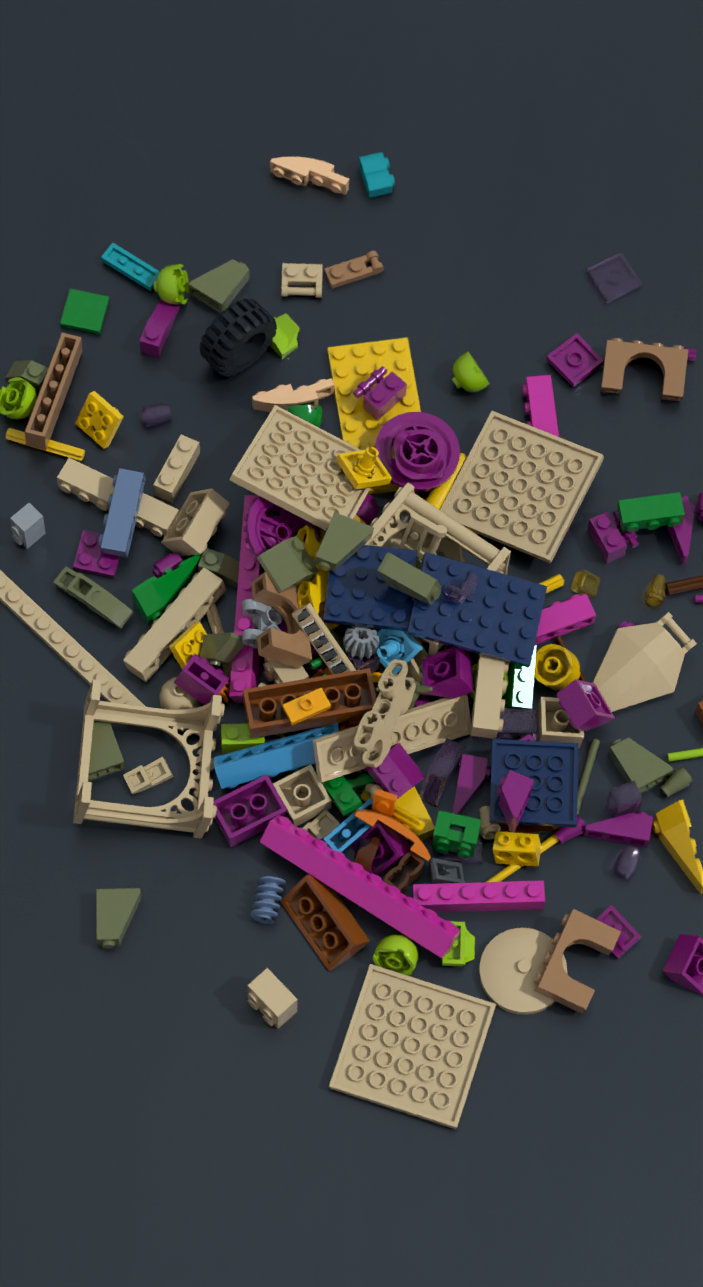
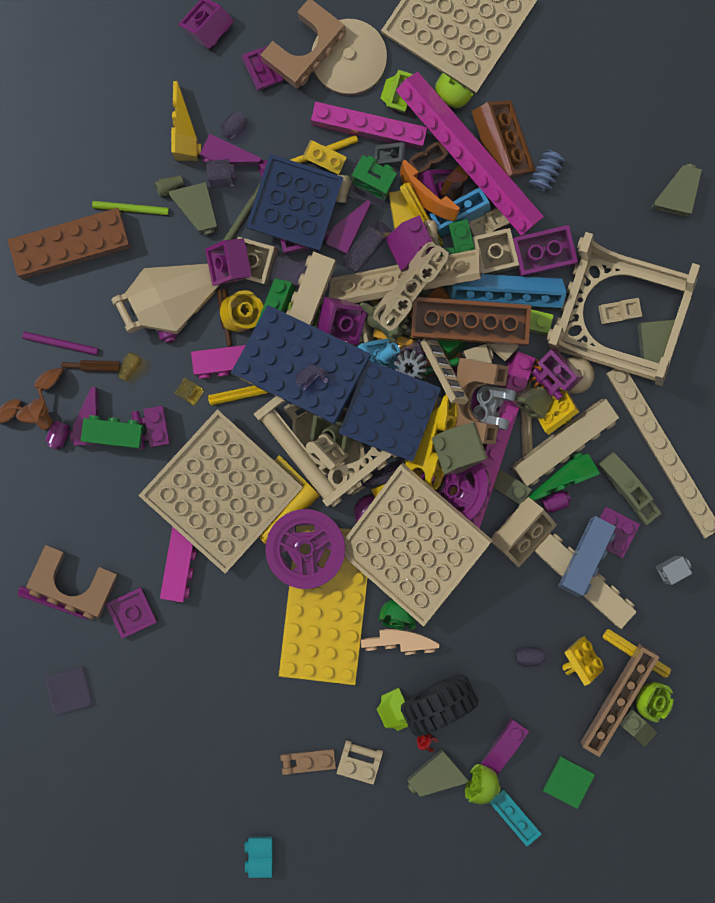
camera: 160 degrees left, 20 degrees up
(176, 468) = (525, 595): tan brick -> none
(271, 999) = (567, 79): tan brick -> none
(303, 169) = (327, 879): light nougat slope -> none
(306, 706) = (477, 311): light orange plate -> none
(341, 541) = (407, 452): olive slope -> none
(367, 466) = (361, 536): yellow plate -> none
(383, 395) = (318, 615): magenta brick -> none
(384, 802) = (430, 215): orange plate -> none
(409, 579) = (357, 392): olive slope -> none
(421, 463) = (290, 550): magenta piece -> none
(468, 374) = (233, 620): lime cylinder -> none
(514, 796) = (318, 181): magenta slope -> none

